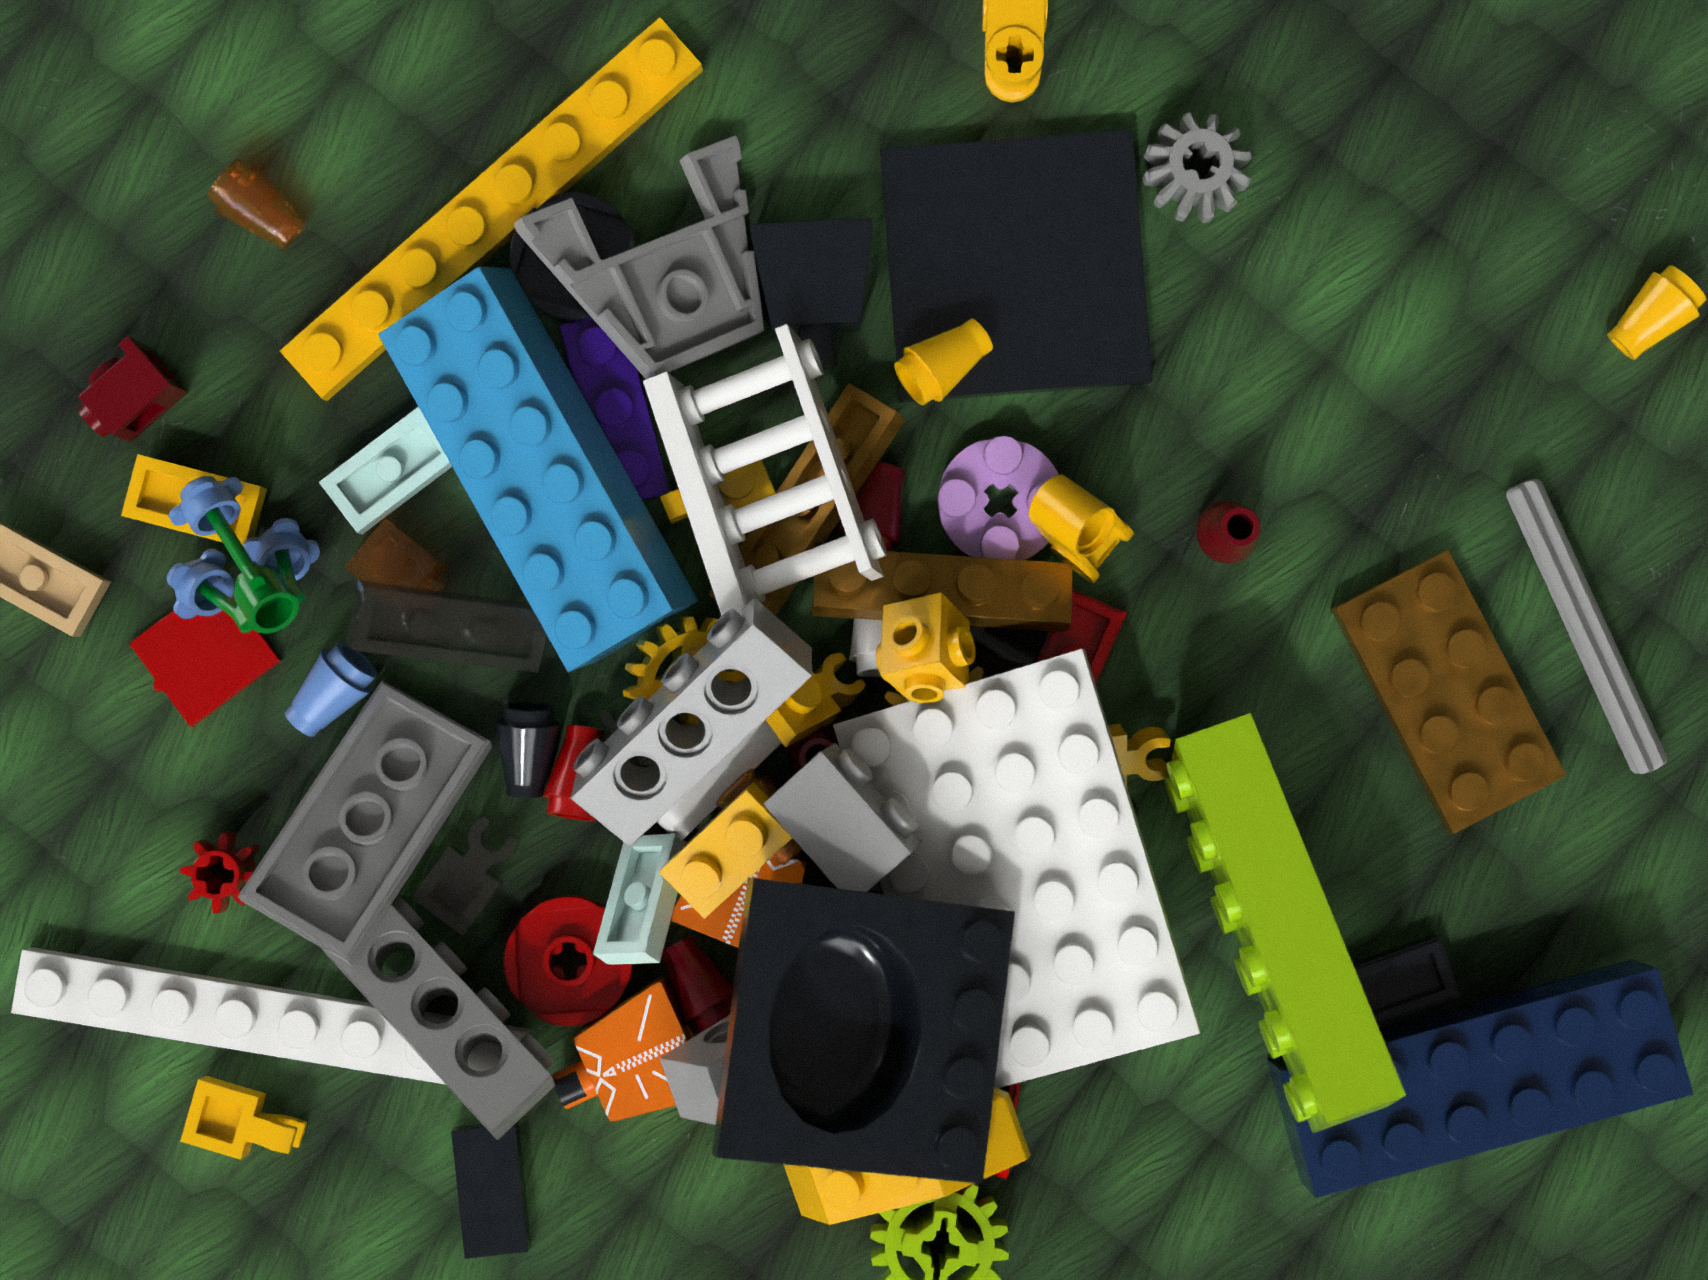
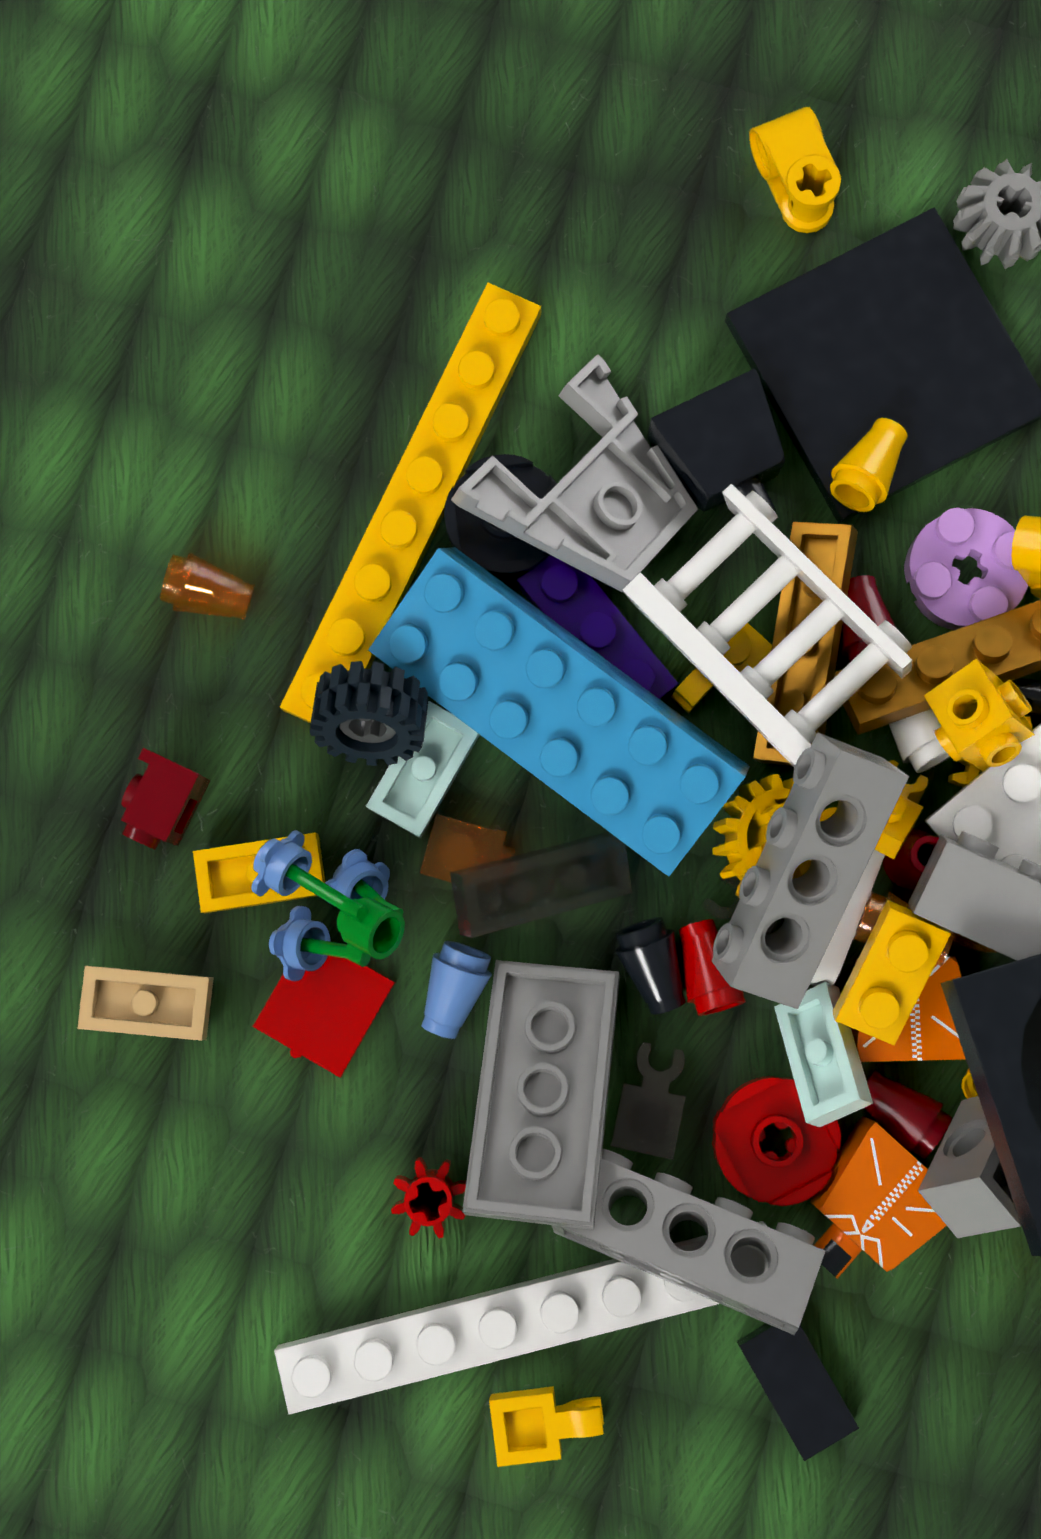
camera: 20 degrees left, 5 degrees down
(351, 396) = (369, 713): none -> black bush

